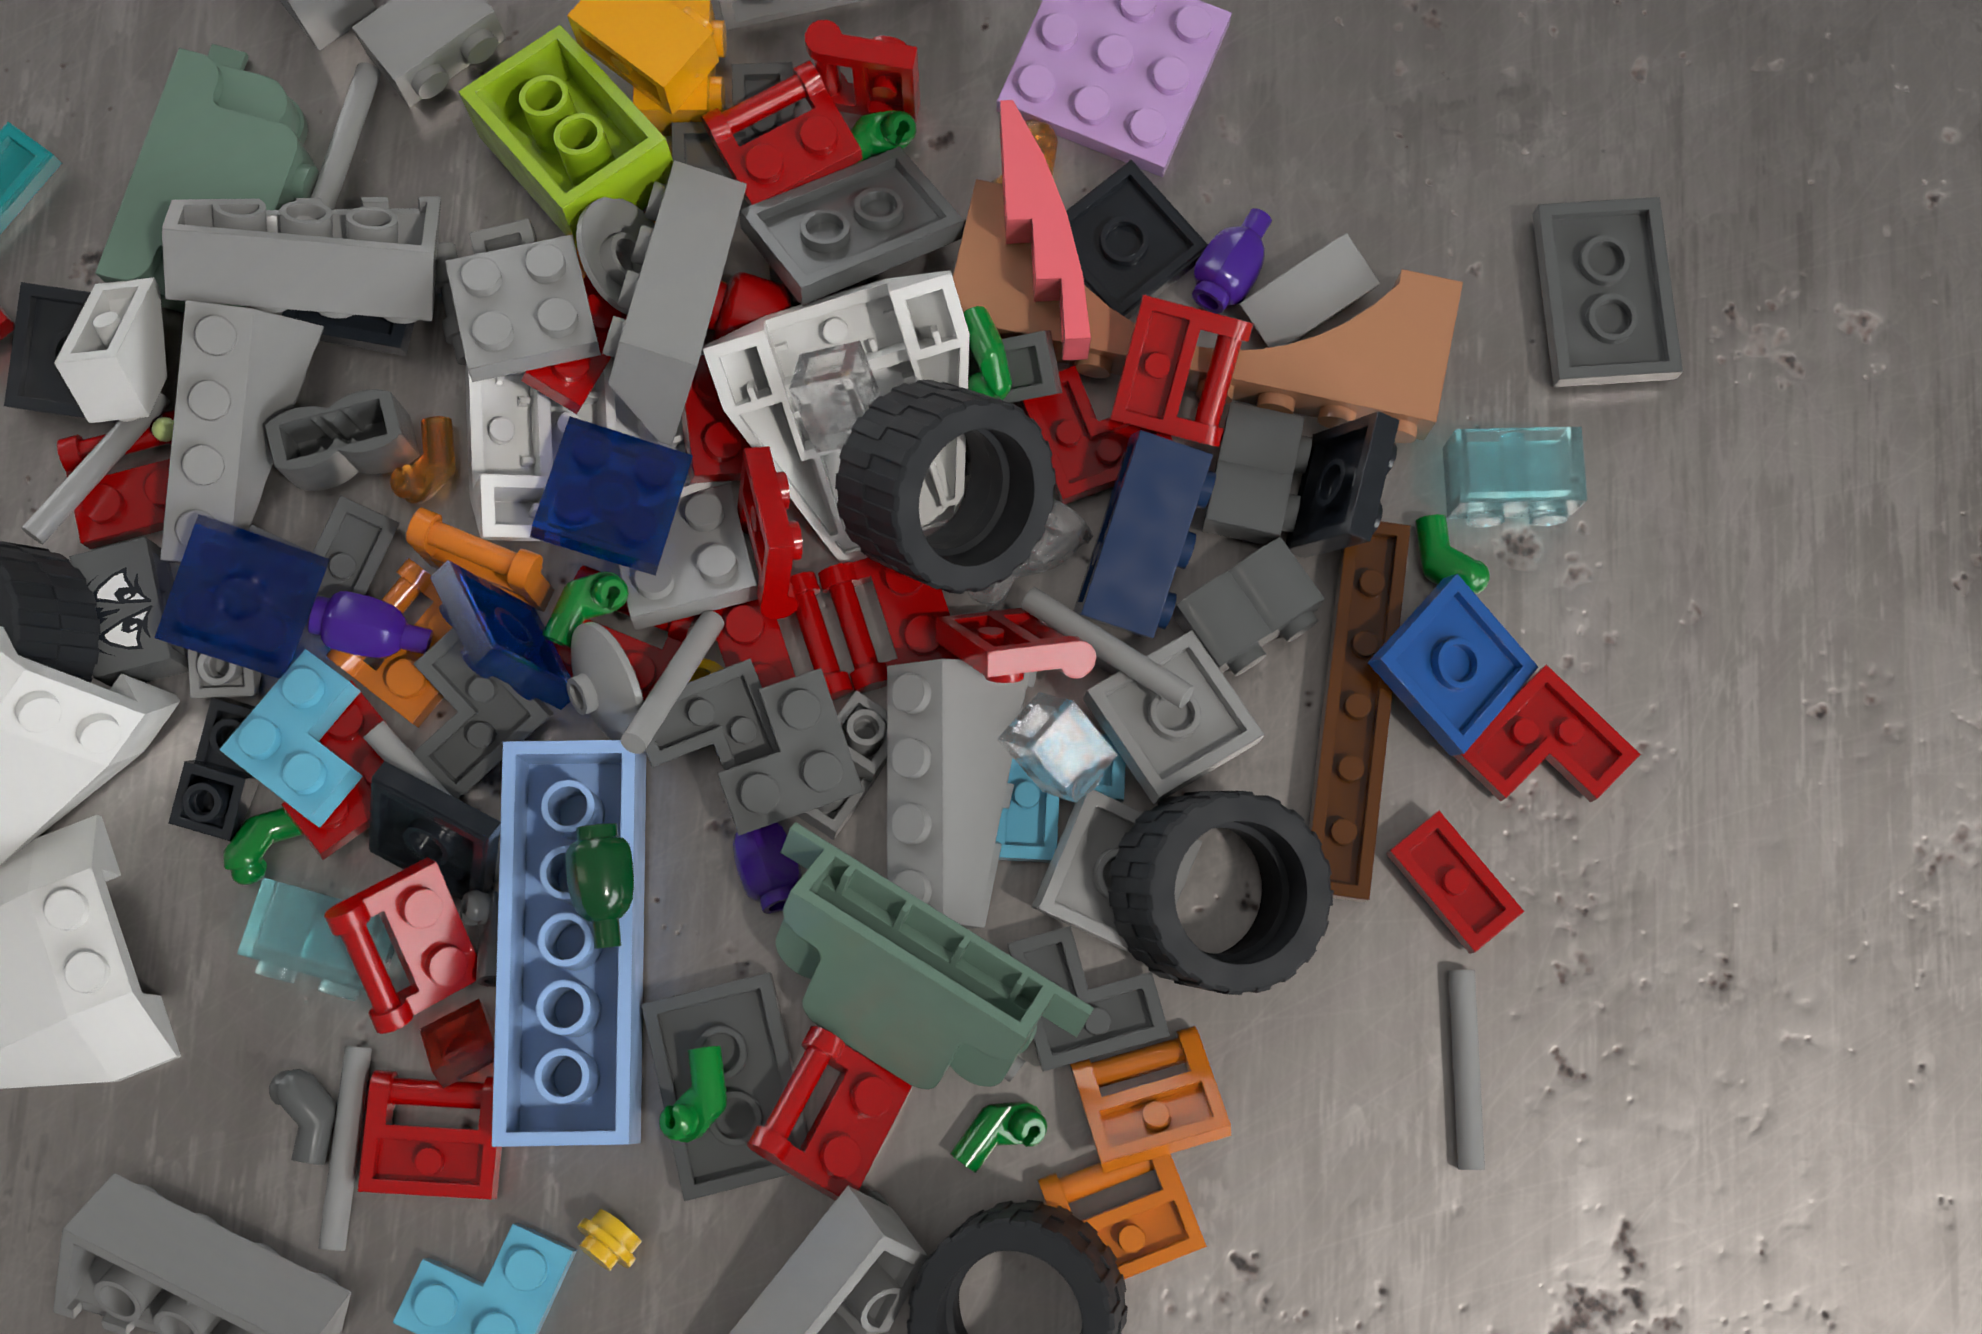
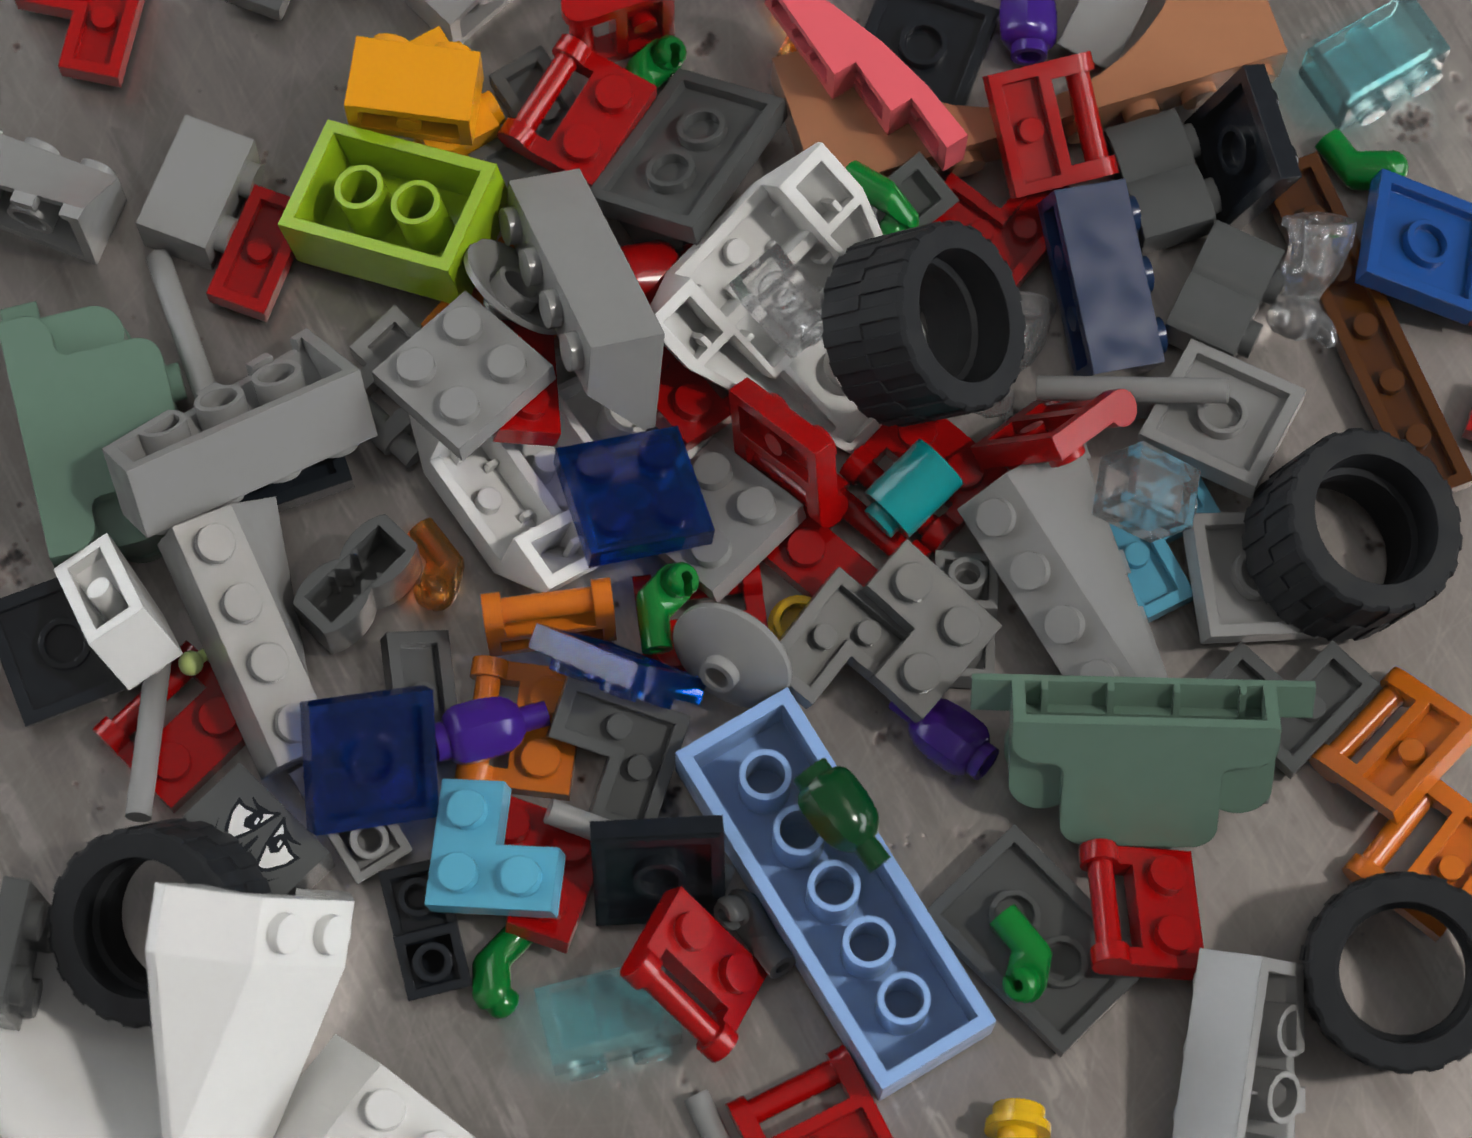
camera: 30 degrees left, 5 degrees down
(436, 119) = (254, 258): none -> red plate
(459, 1043) = (787, 1035): clear red plate -> none
(672, 682) = (790, 619): light grey bar -> none
(858, 626) = (911, 490): none -> teal brick
(1000, 1125) = (1283, 843): green arm -> none
(1343, 621) = (1312, 262): none -> clear animal

